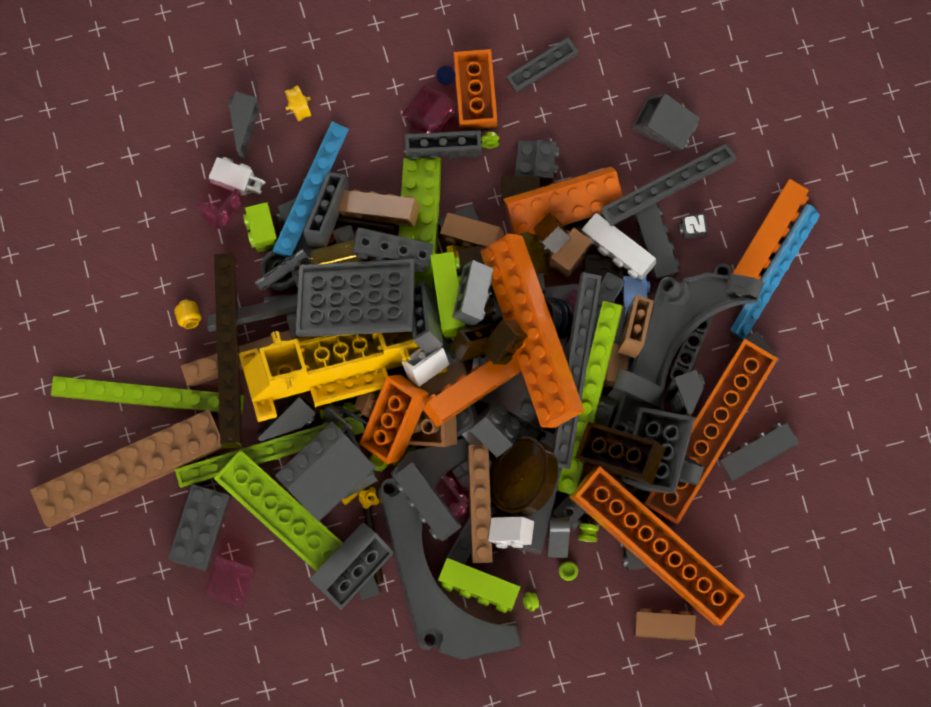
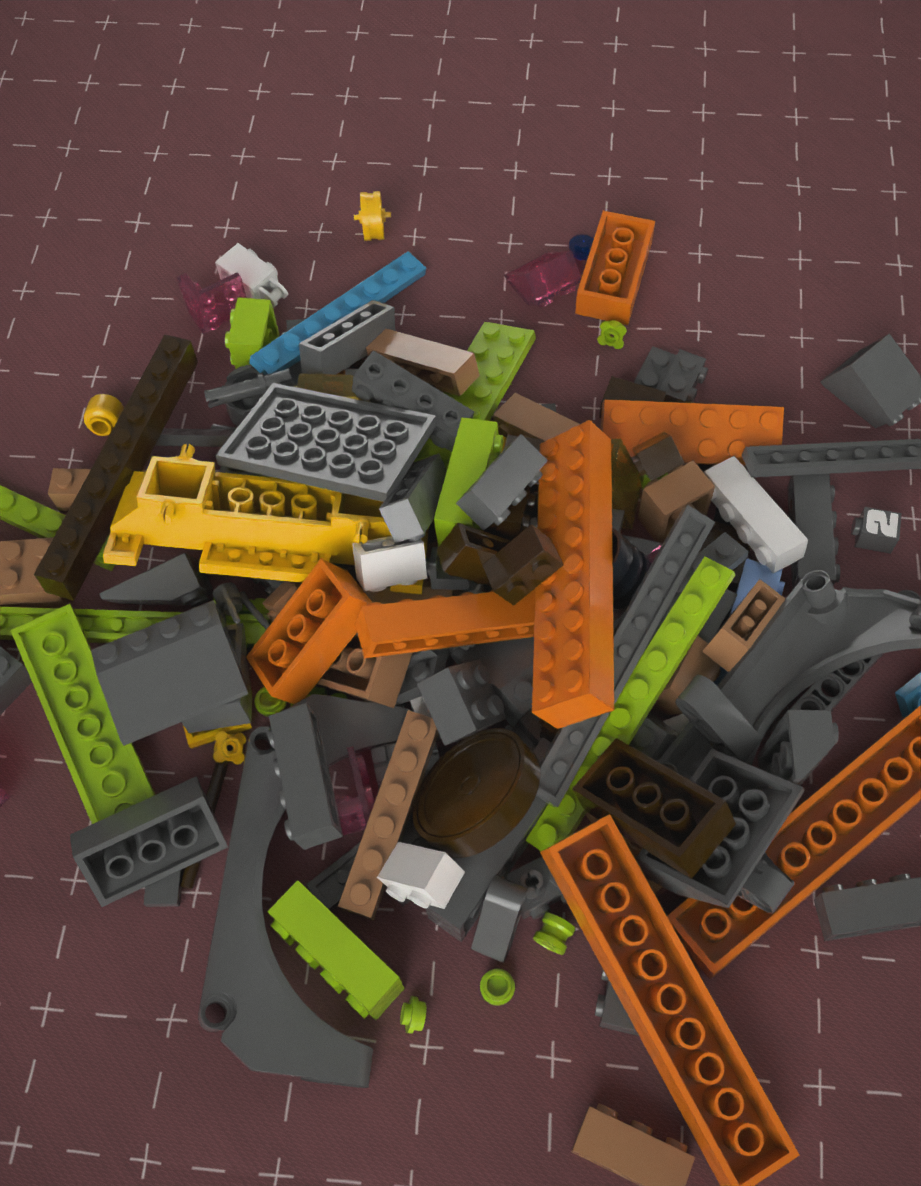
camera: 25 degrees right, 15 degrees down
(244, 114) = (292, 214): dark grey slope -> none
(443, 145) = (549, 316): dark grey brick -> none
(542, 65) = (719, 270): dark grey plate -> none

